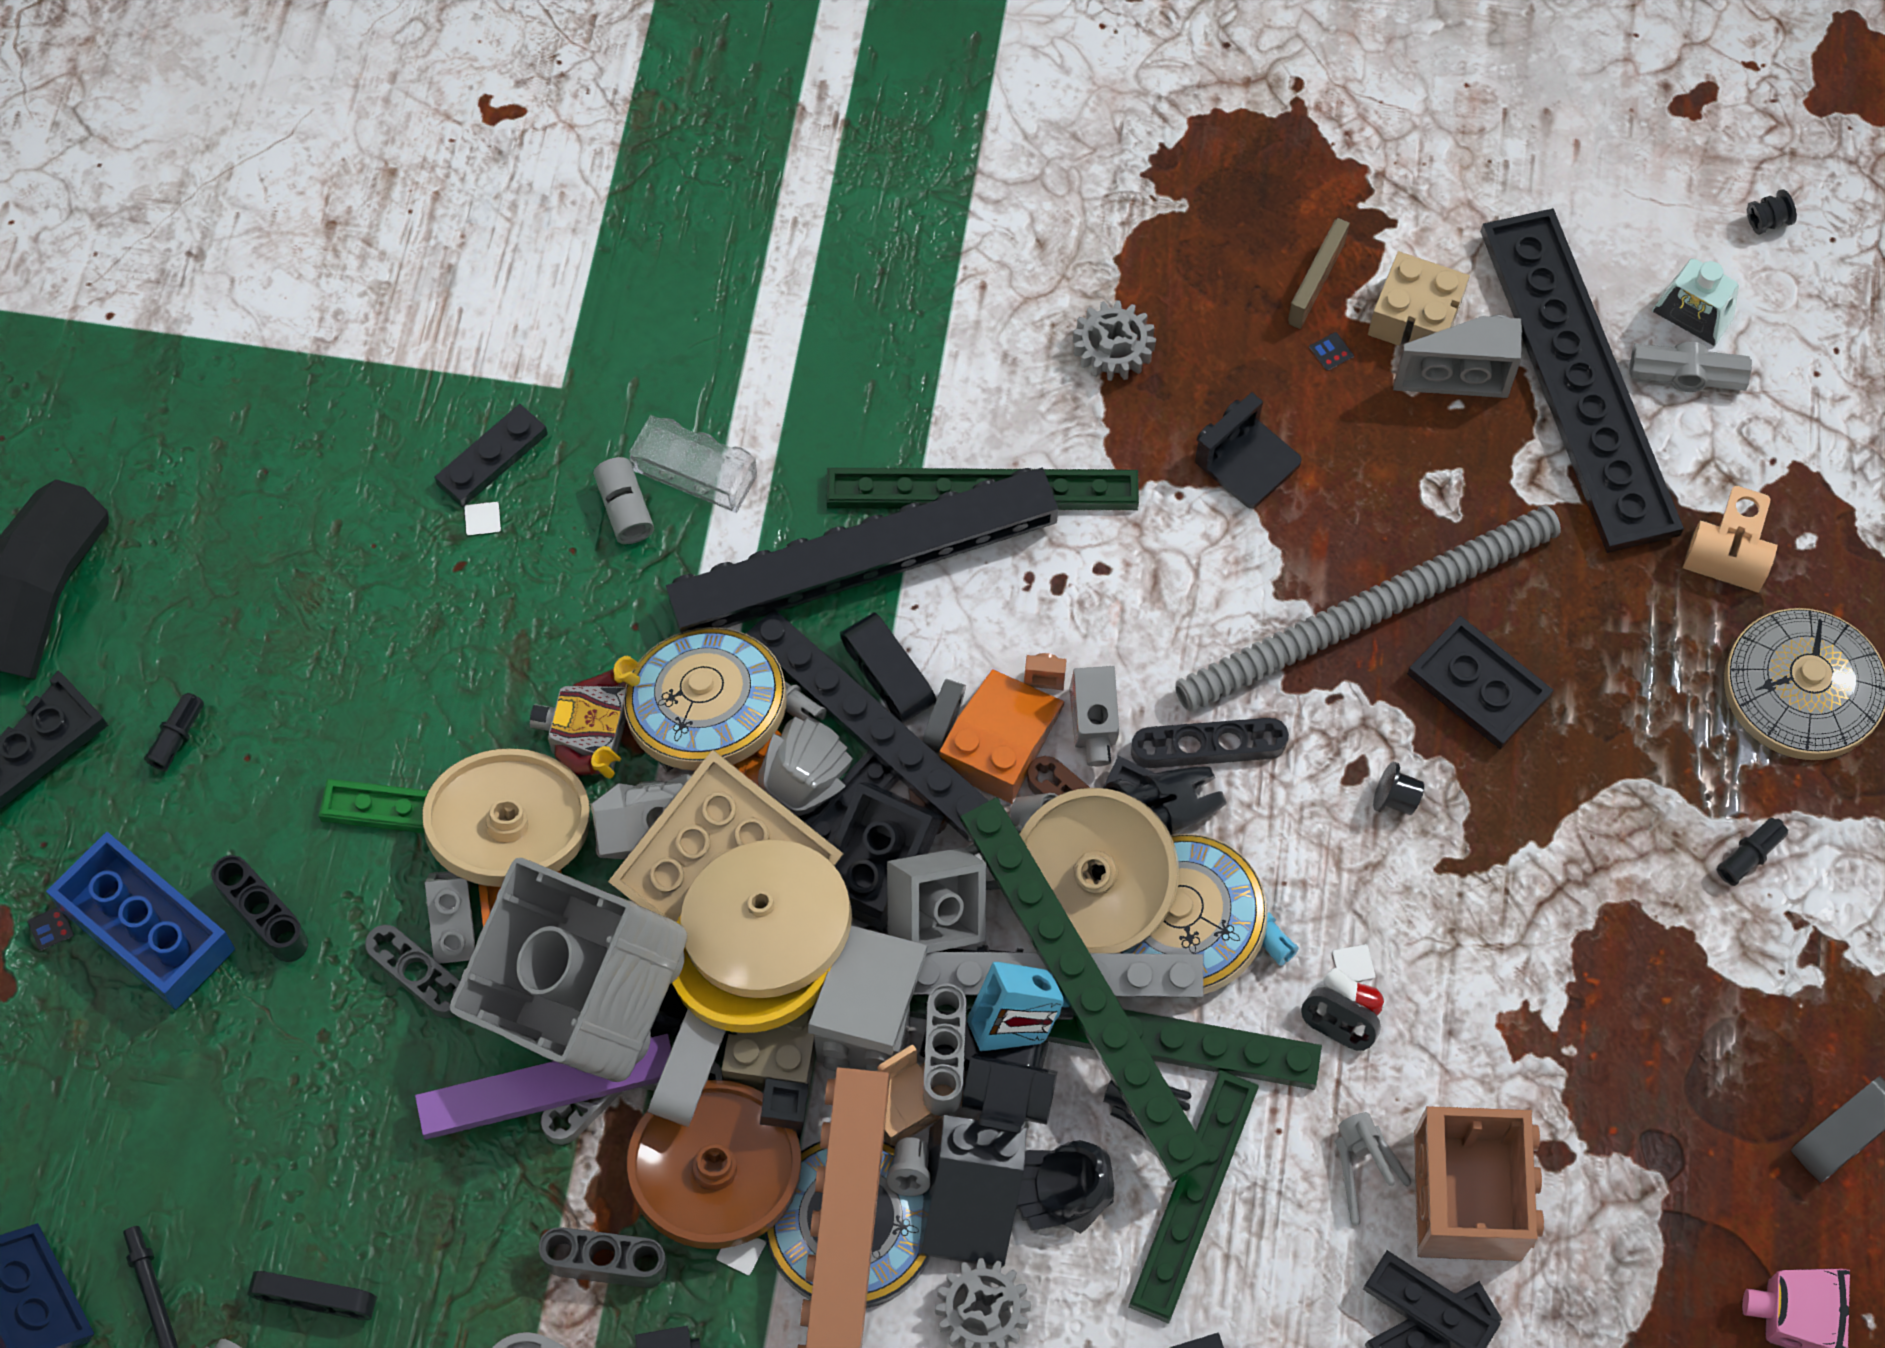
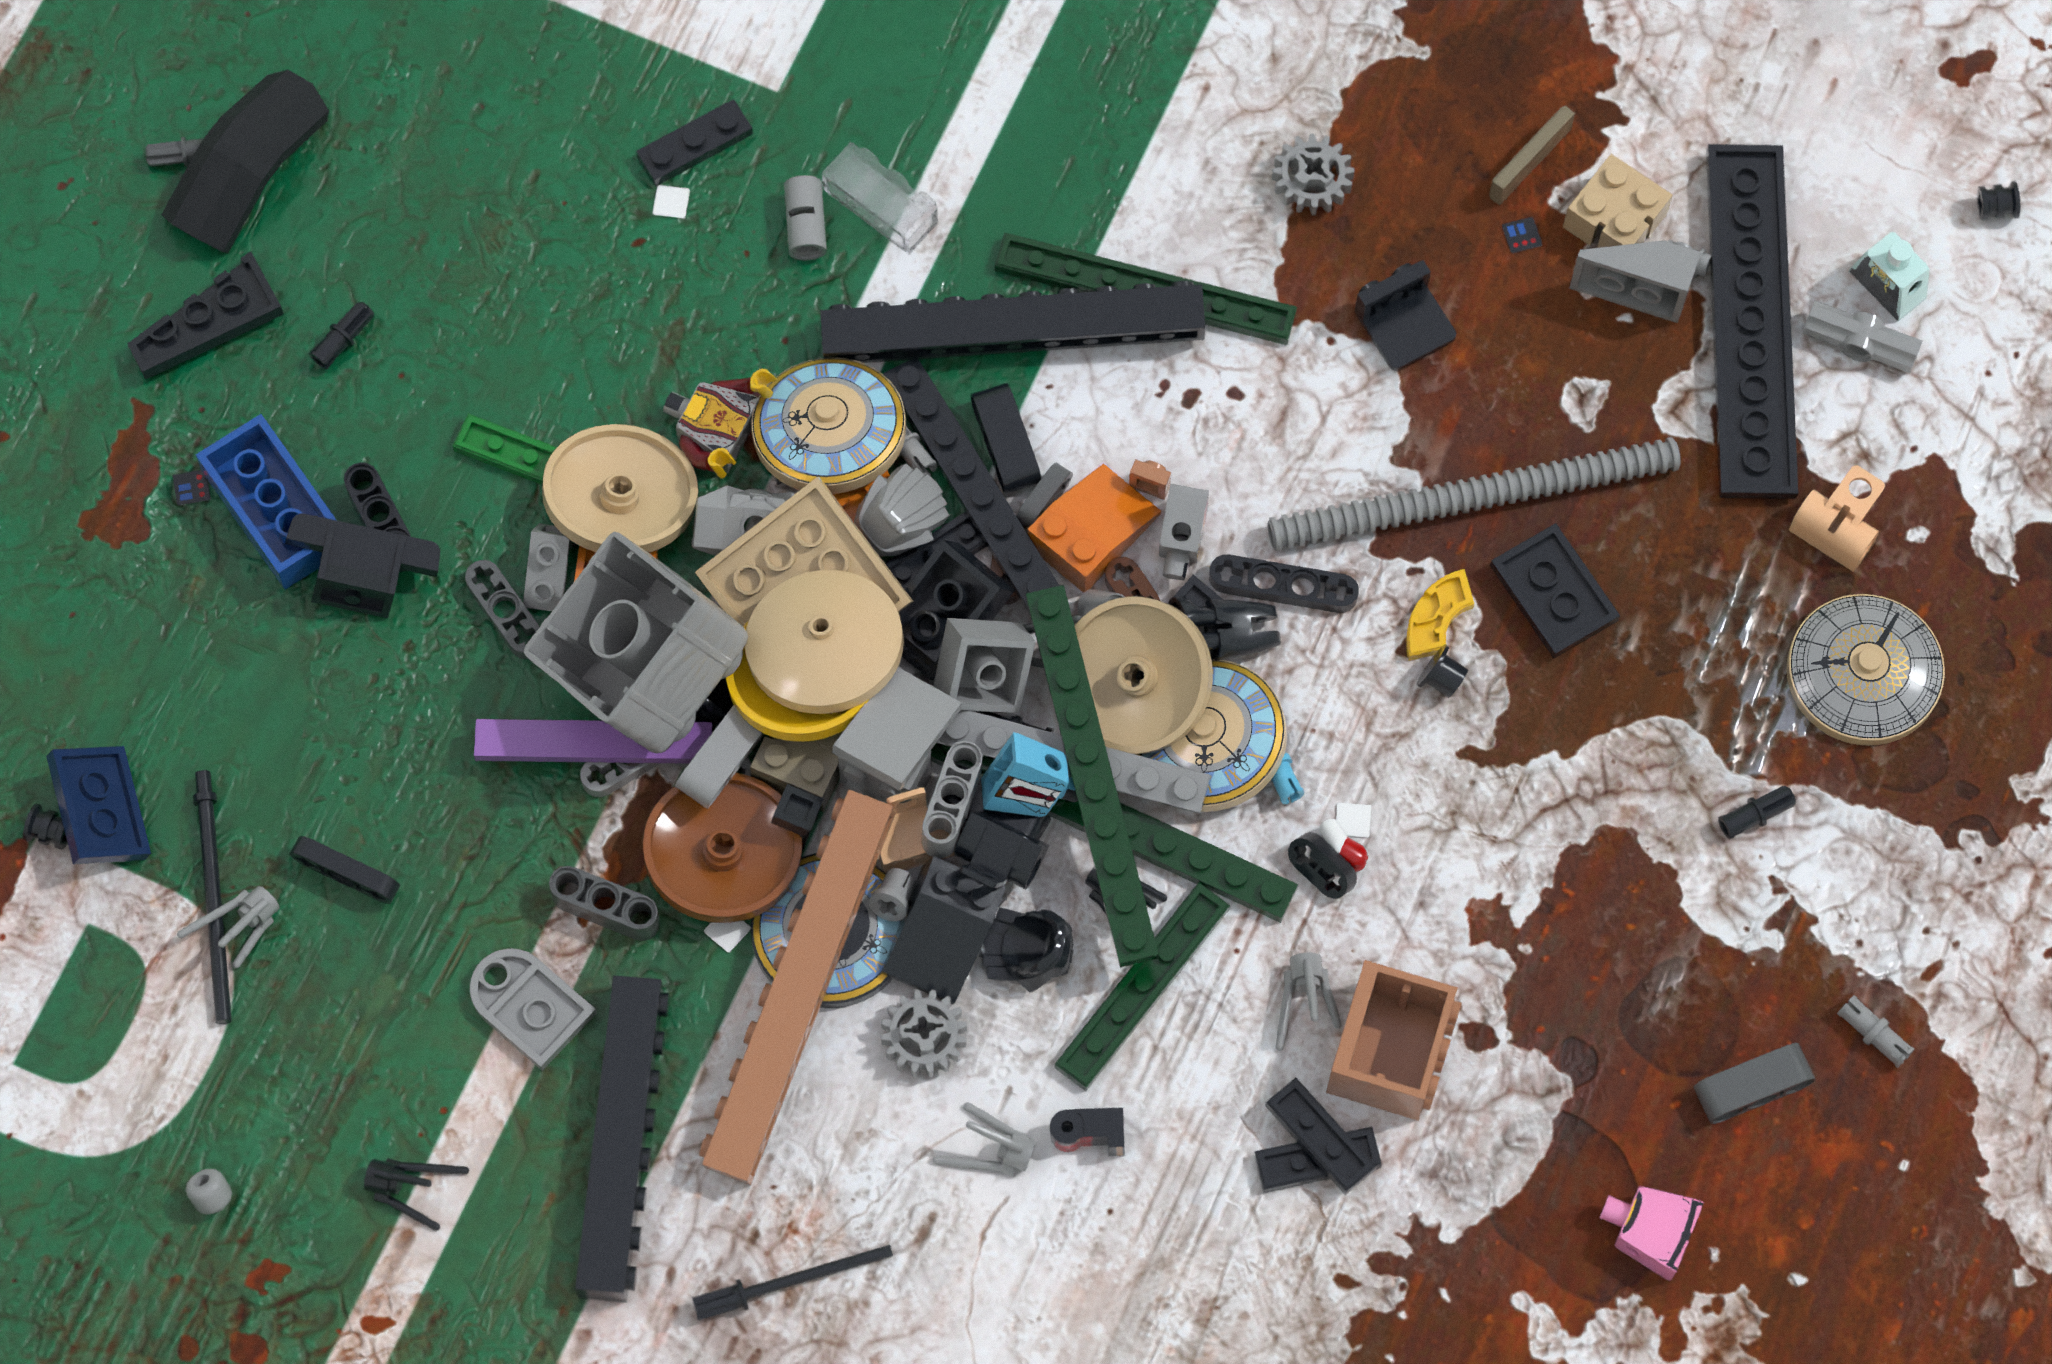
camera: 15 degrees right, 5 degrees up
(250, 960) = (360, 562): none -> black plate
(1368, 734) = (1435, 613): none -> yellow tile

